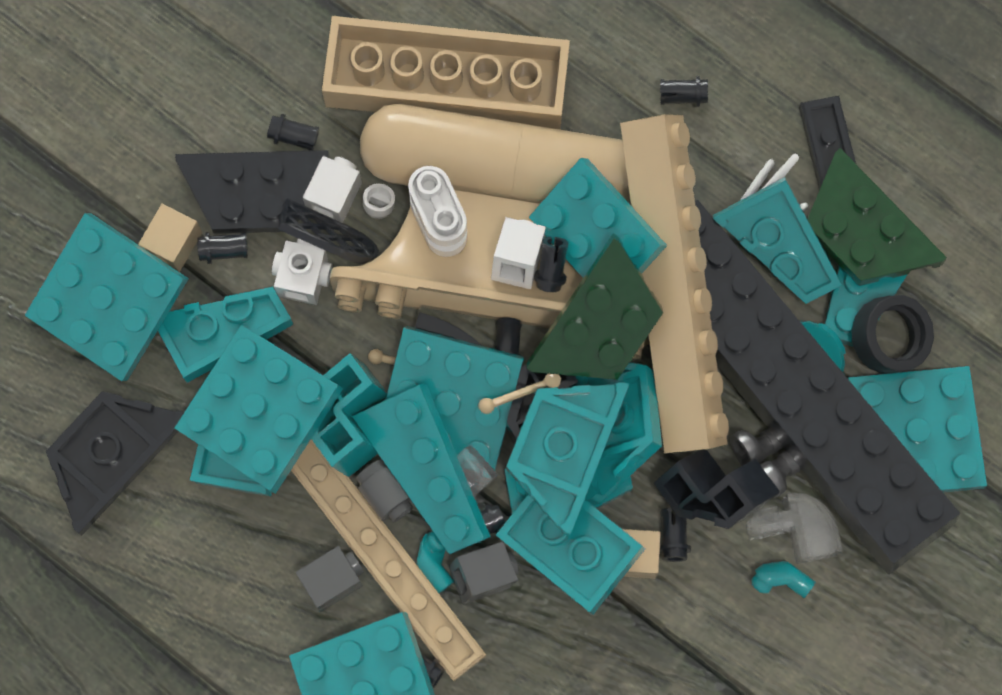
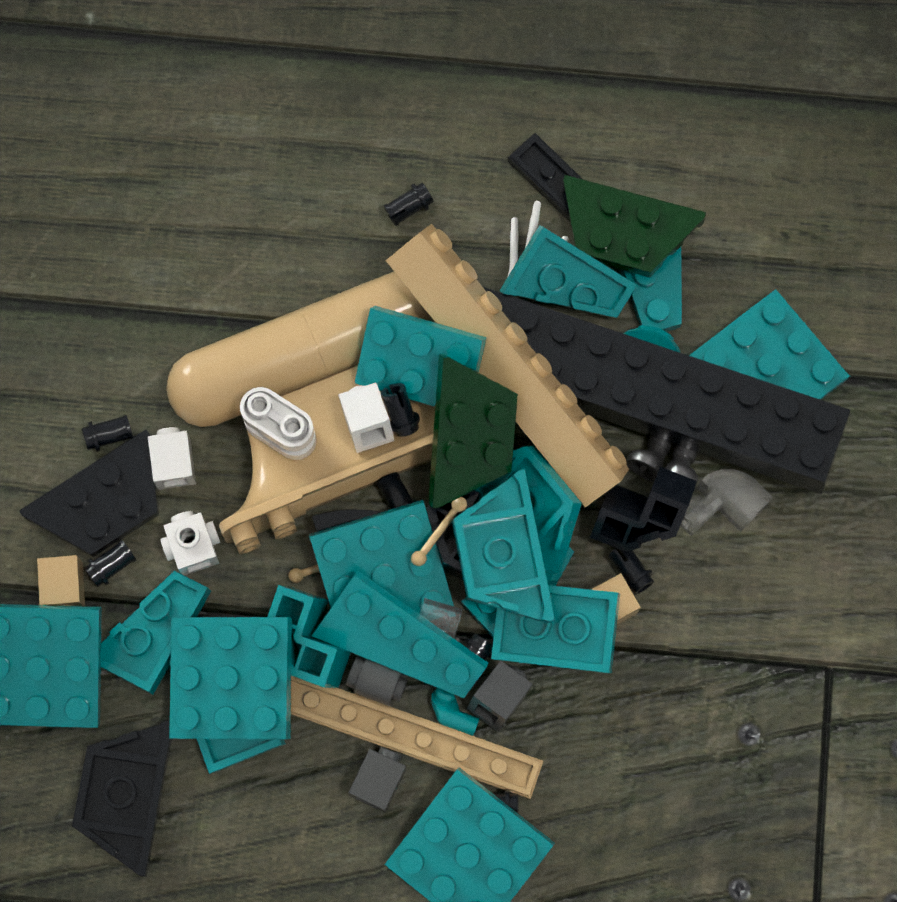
camera: 35 degrees left, 0 degrees up
(323, 241) = (192, 507): black window -> none
(381, 196) = (213, 441): white hinge -> none
(445, 71) = (205, 303): tan brick -> none
(780, 574) = (734, 547): teal arm -> none
(920, 334) = (720, 285): black tyre -> none

